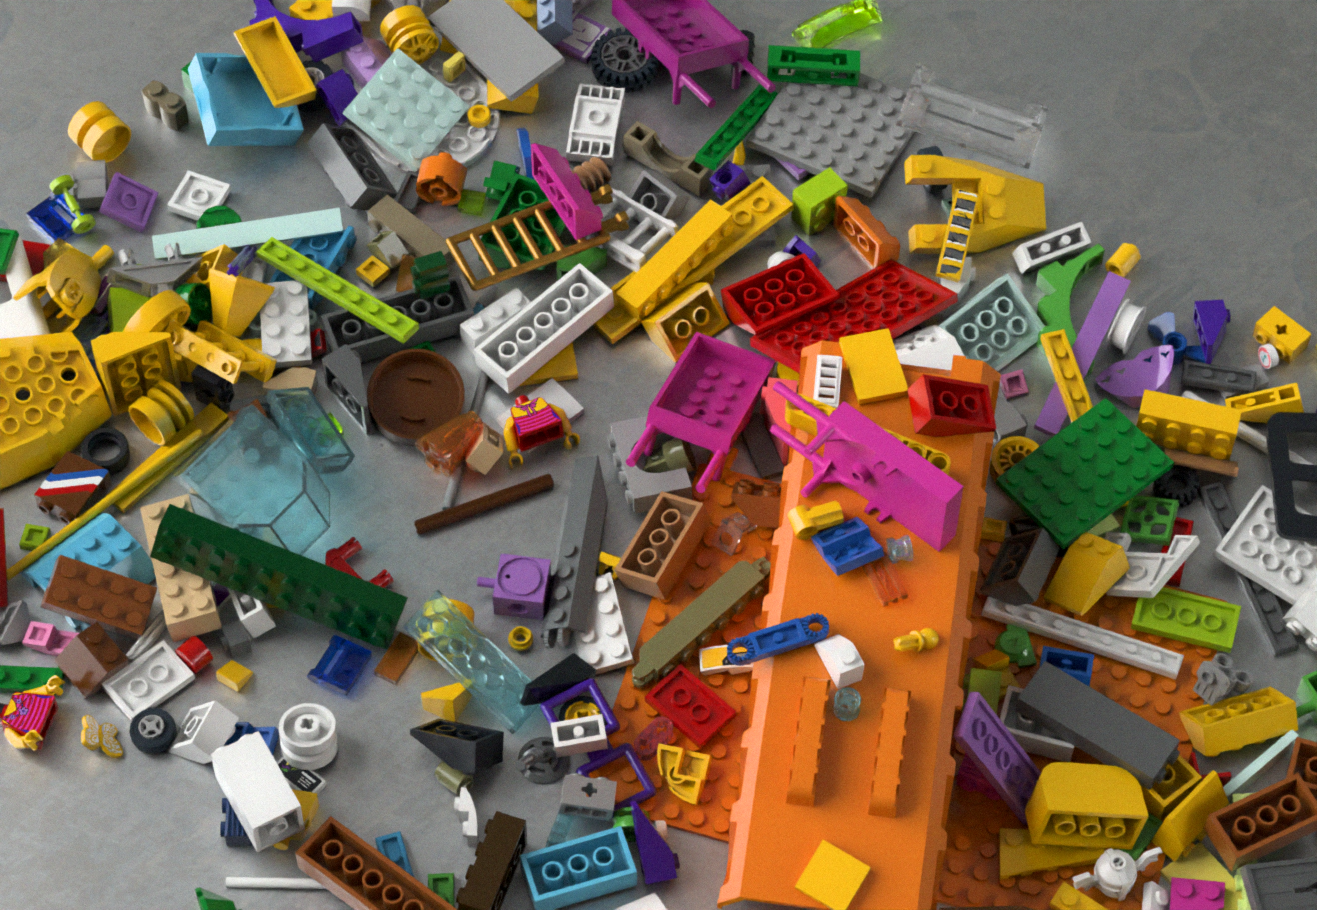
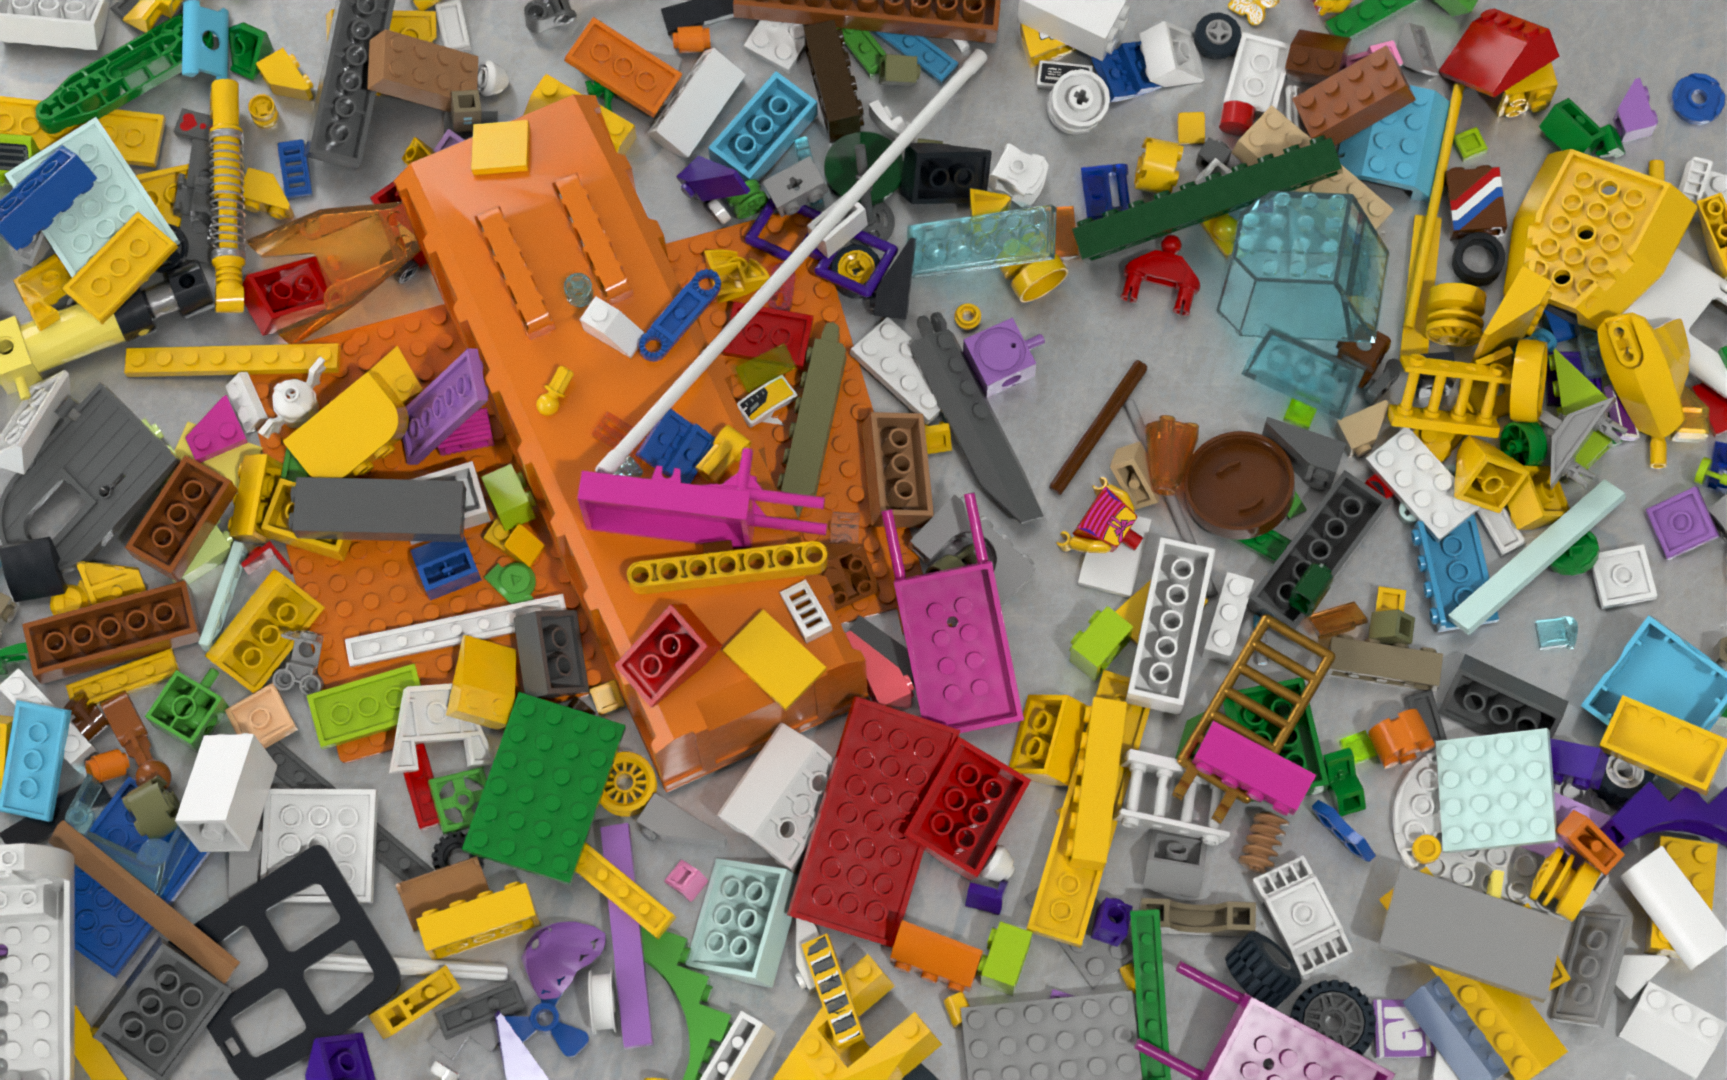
camera: 150 degrees right, 15 degrees up
(242, 260) = (1507, 500): axle -> none
(274, 192) = (1557, 633): none -> clear light blue tile
(287, 650) = (1157, 166): none -> yellow brick
(337, 290) = (1396, 536): lime tile -> none
(377, 35) = (1589, 842): none -> orange slope
(398, 708) = (1019, 176): none -> white piece
(430, 853) = (899, 70): none -> olive brick
(518, 793) = (841, 165): none -> dark green tile
(602, 349) = (1100, 643): none -> lime brick
(650, 97) = (1263, 969): none -> black wheel
(710, 678) = (766, 367): none -> clear neon green tile
(874, 201) = (953, 1007): none -> yellow brick
(906, 528) = (616, 457): none -> white piece
(1276, 661) = (262, 715): none -> light nougat tile

